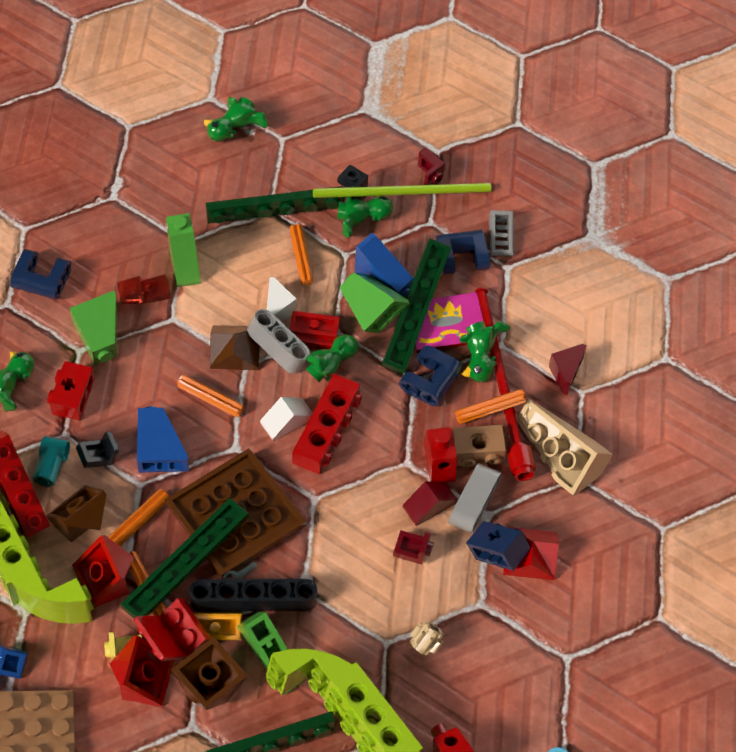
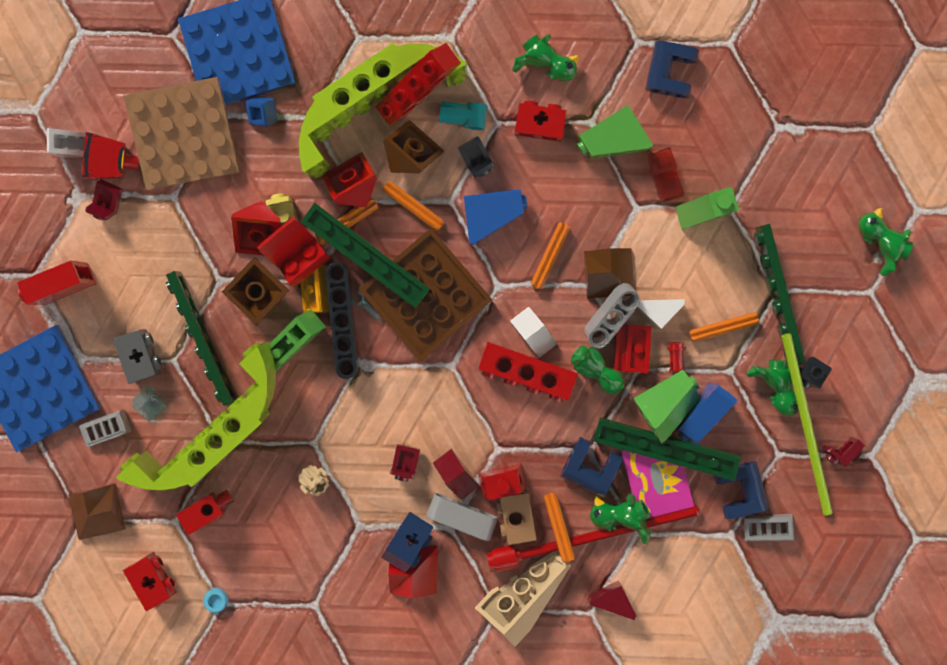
camera: 90 degrees right, 30 degrees up
(325, 294) = (676, 356): none -> red pin

